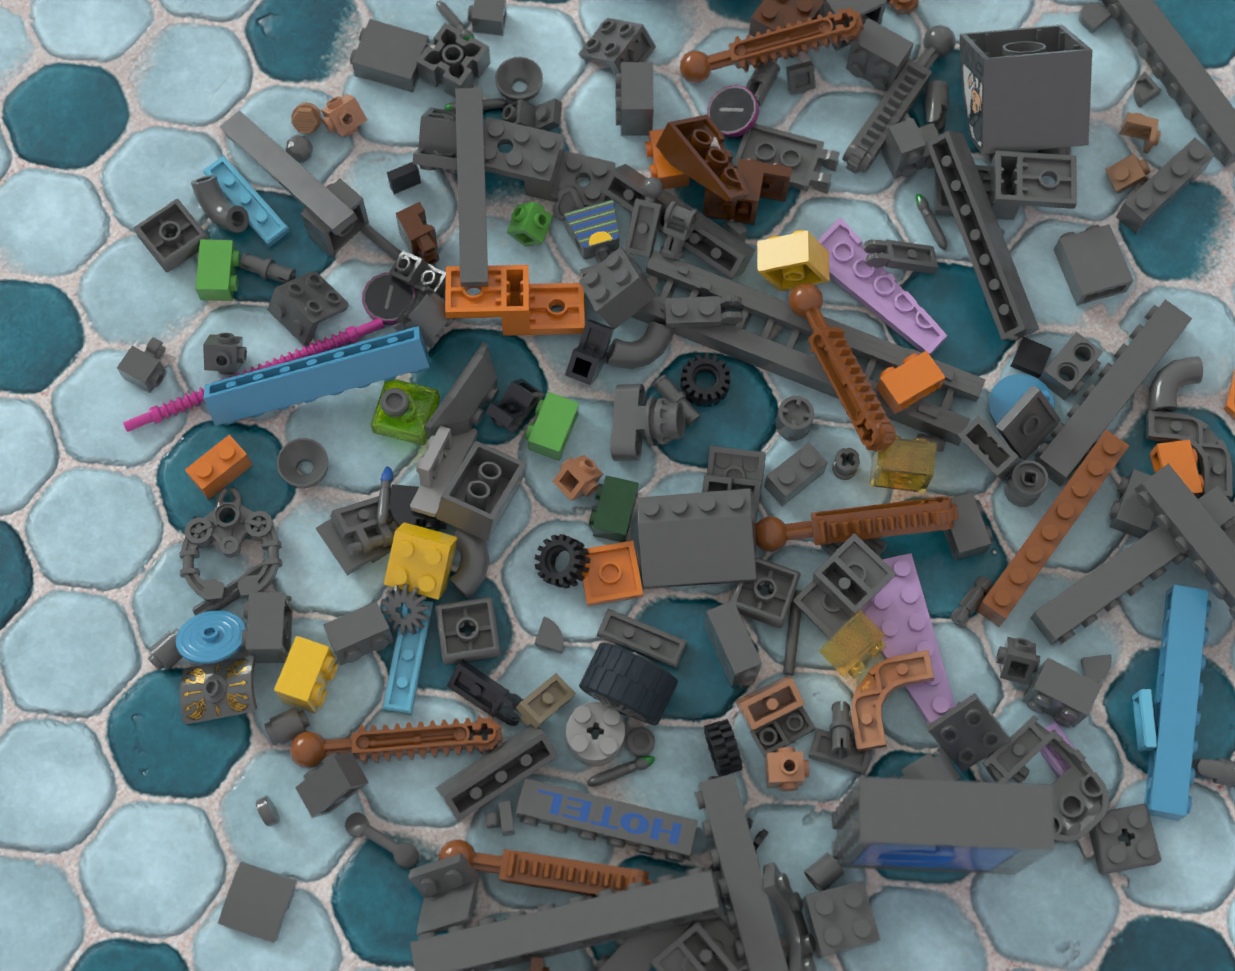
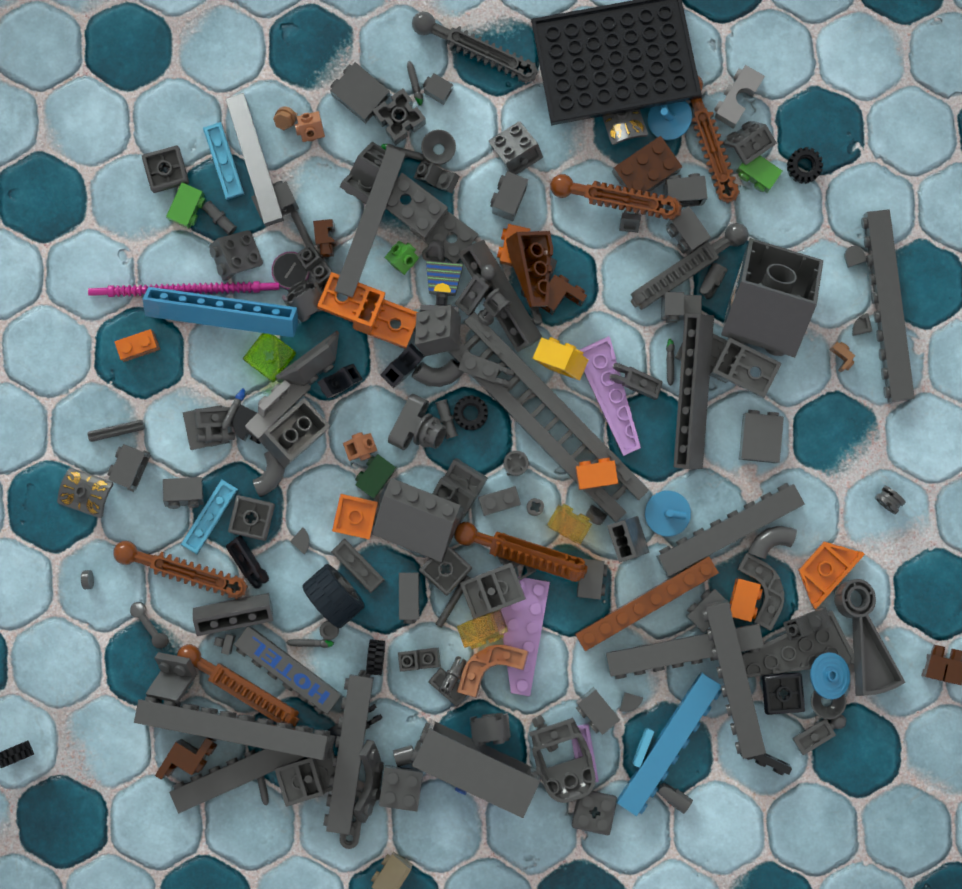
camera: 20 degrees right, 15 degrees up
(144, 367) = (113, 255): dark grey brick -> none
(164, 651) = (64, 453): dark grey brick -> none
(210, 637) = (91, 458): dark azure shield -> none
(217, 206) = (203, 160): dark grey cylinder -> none
(224, 353) = (168, 268): dark grey brick -> none
(230, 536) = (126, 397): dark grey piece -> none
(257, 902) = (61, 631): dark grey slope -> none
(286, 726) = (118, 532): dark grey brick -> none
(297, 452) = (185, 356): dark grey piece -> none
(299, 148) = (272, 136): dark grey tile -> none
(306, 675) = (140, 507): yellow brick -> none
(331, 784) = (130, 581): dark grey brick -> none
(394, 402) = (263, 350): dark grey tile -> none
(403, 177) = (332, 189): black piece -> none
(413, 603) = (223, 488): dark grey gear -> none
(420, 560) = (238, 462): yellow brick -> none
(545, 701) = (280, 582): dark tan plate -> none
(548, 557) = (318, 494): black tyre -> none
(553, 425) = (359, 404): bright green brick -> none
(580, 741) = (292, 619): light grey brick -> none
(733, 110) = (572, 229): black tile -> none
(762, 80) = (604, 214): dark grey hinge -> none
(769, 702) = (416, 641): nougat brick -> none
(776, 774) = (401, 688): nougat brick -> none
(793, 151) = (593, 275): dark grey tile -> none
(843, 371) = (554, 452): dark orange gear -> none
(968, 732) = (528, 711): dark grey plate -> none
(971, 601) = (573, 627): dark grey axle -> none
(1018, 660) = (582, 678): dark grey brick -> none
(1026, 483) = (642, 568): dark grey wheel -> none
(1028, 423) = (661, 531): dark grey plate -> none
(1031, 357) = (690, 483): black piece -> none
(1069, 365) = (710, 498): dark grey brick -> none
(1128, 173) = (818, 383): medium nougat bracket -> none
(1165, 185) = (837, 402): dark grey brick -> none

